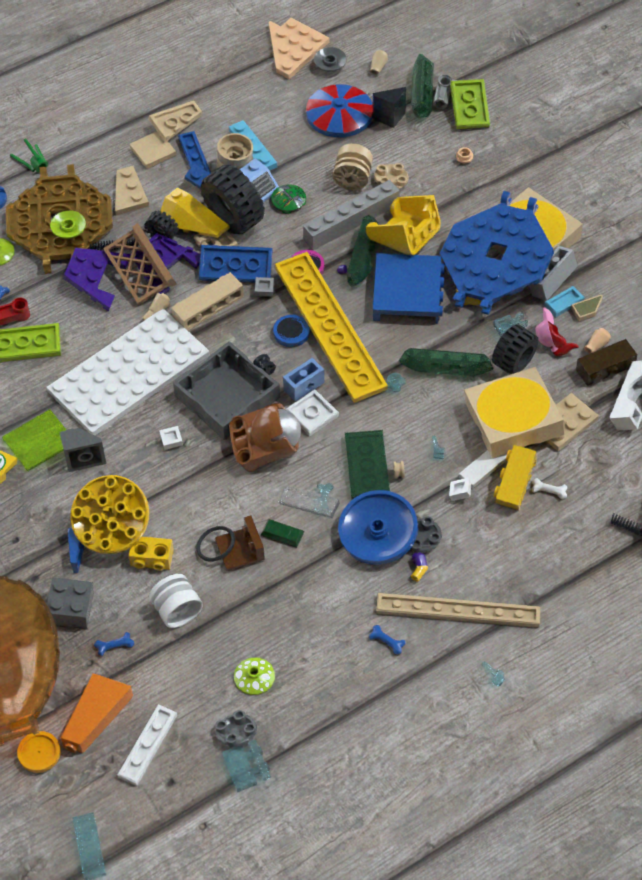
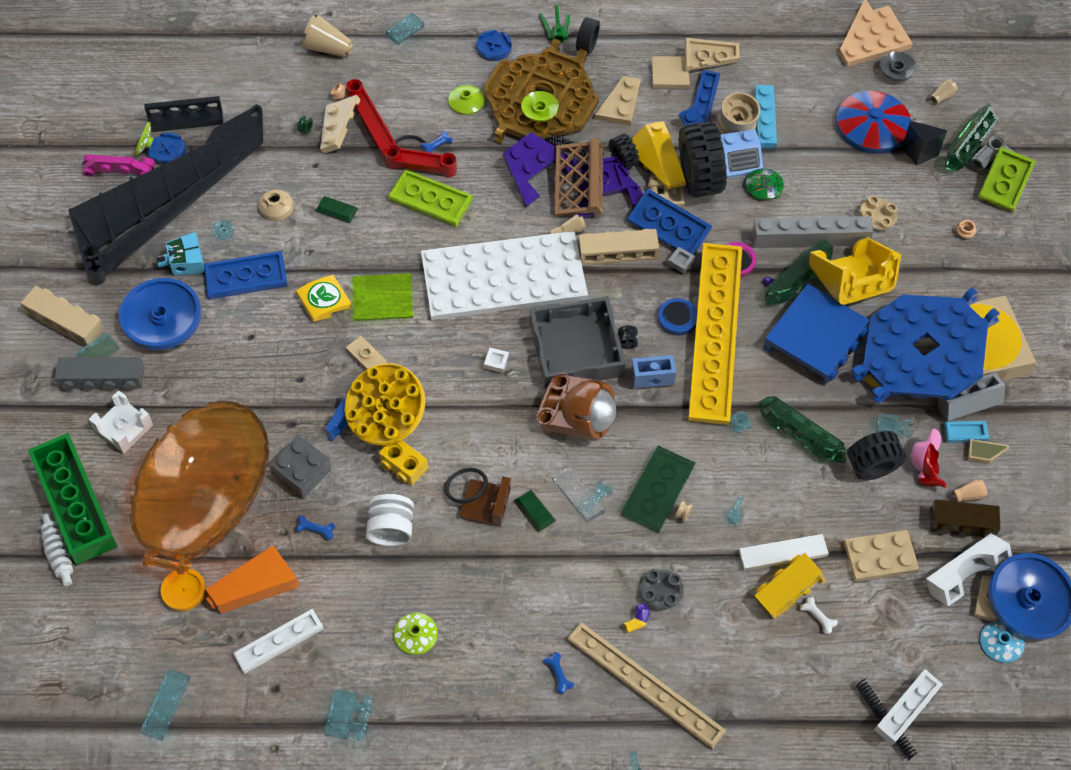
camera: 30 degrees right, 5 degrees up
(58, 491) = (365, 353): none -> tan plate
(66, 150) = (588, 34): none -> black tyre
(82, 449) = (405, 327): dark grey slope -> none
(236, 729) = (362, 675): dark grey dish -> none
(313, 412) = (642, 408): white tile -> none
(352, 166) = (844, 184): tan wheel -> none
(378, 527) = (622, 558): blue dish -> none
(460, 489) = (729, 565): white plate -> none
(514, 411) = (833, 518): tile -> none

